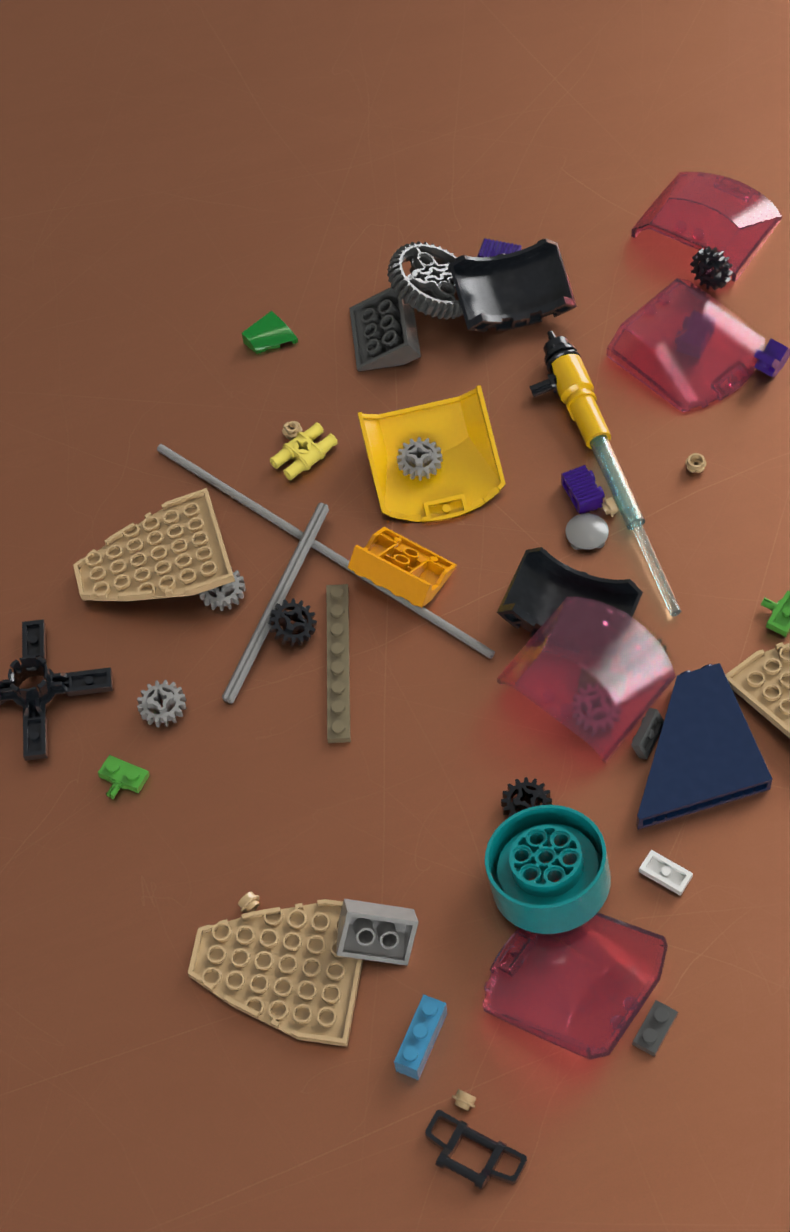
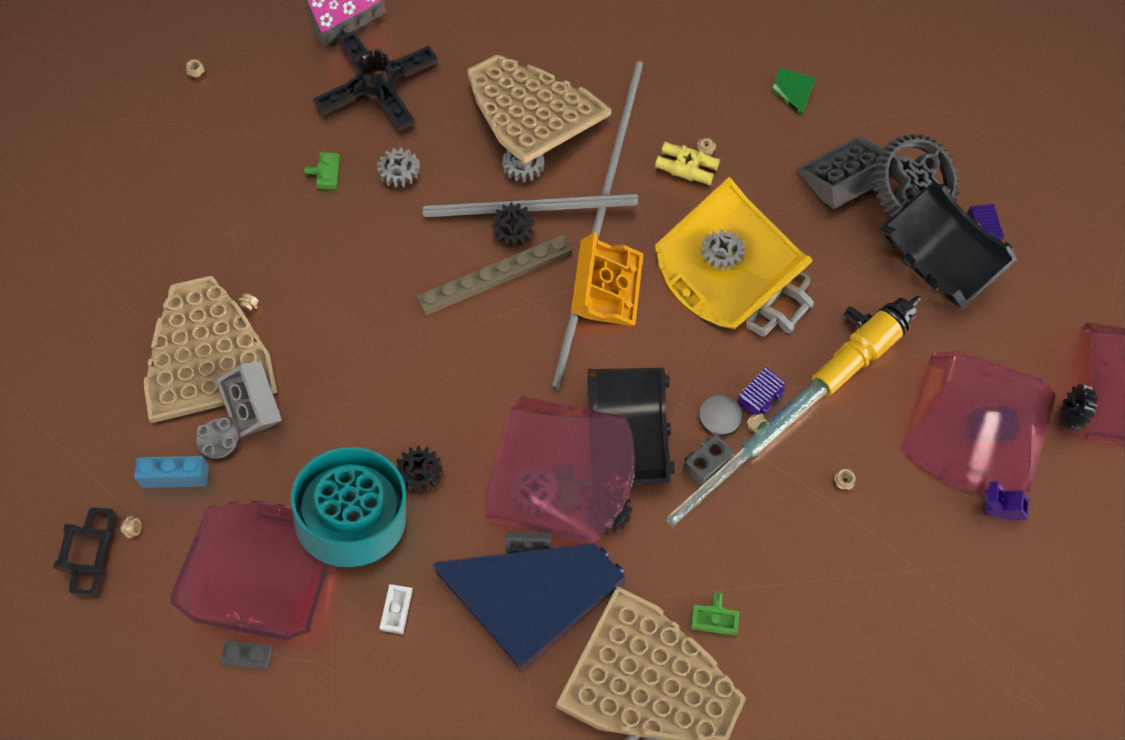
camera: 60 degrees right, 5 degrees up
(399, 983) = (217, 438): none -> light grey dish
(514, 445) = (779, 318): none -> light grey bar
(634, 556) = (711, 462): none -> dark grey brick

